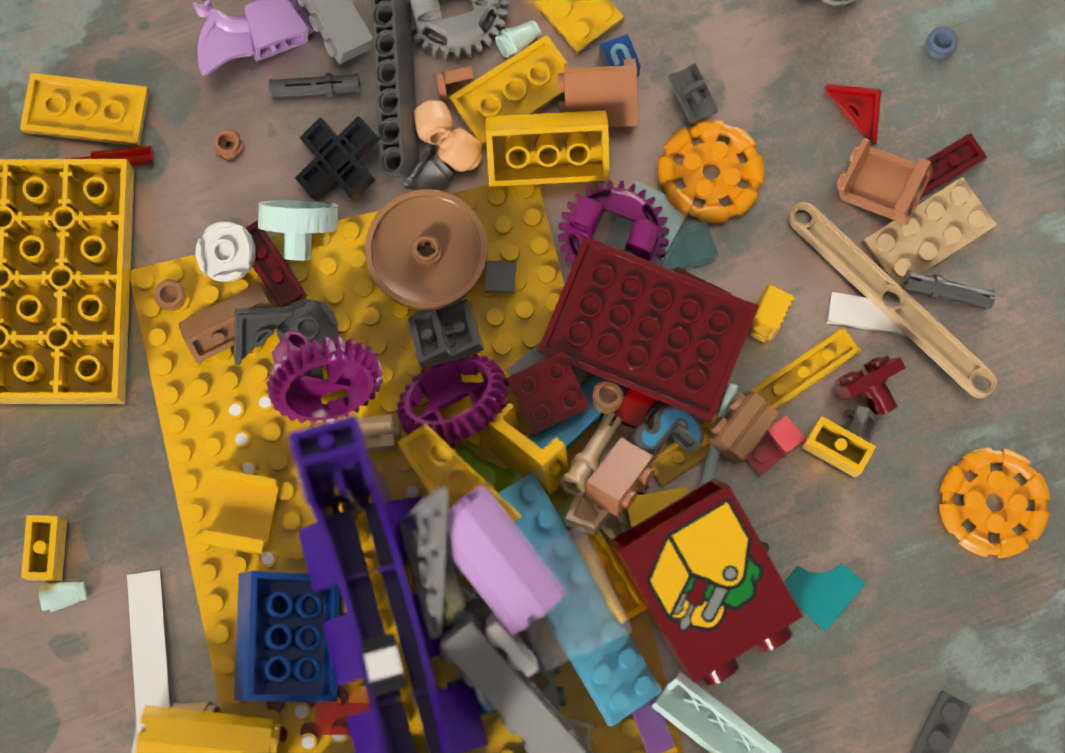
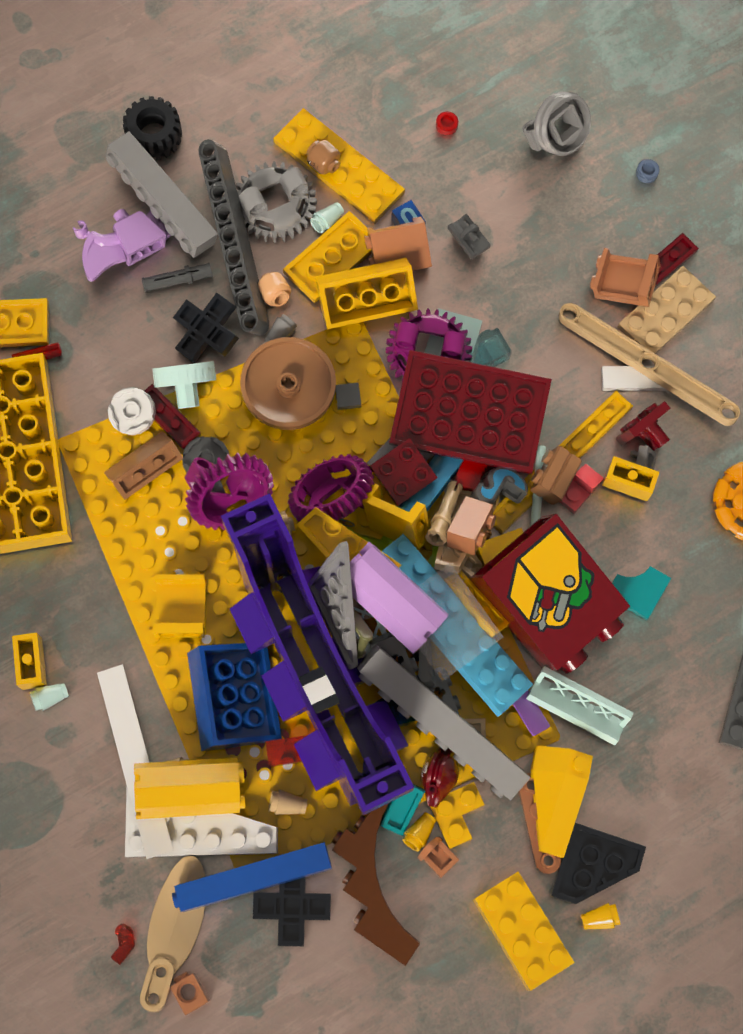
camera: 15 degrees left, 5 degrees down
(170, 295) = (93, 452): medium nougat tile -> none
(225, 137) = (117, 326): nougat plate -> none
(254, 327) = (165, 464): dark grey tile -> none
(408, 182) = (264, 335): dark grey hinge -> none
(445, 334) = (315, 444): dark grey slope -> none
(450, 77) = (282, 253): nougat tile -> none
(459, 150) = (299, 306): light nougat head -> none
(518, 653) = (420, 671): white plate -> none
(607, 397) = (448, 469): medium nougat tile -> none
(715, 154) = (498, 280): light orange plate -> none
(771, 313) = (561, 387): yellow brick -> none
(860, 106) = (595, 226): red tile -> none
(936, 287) = (680, 348): dark grey pin -> none

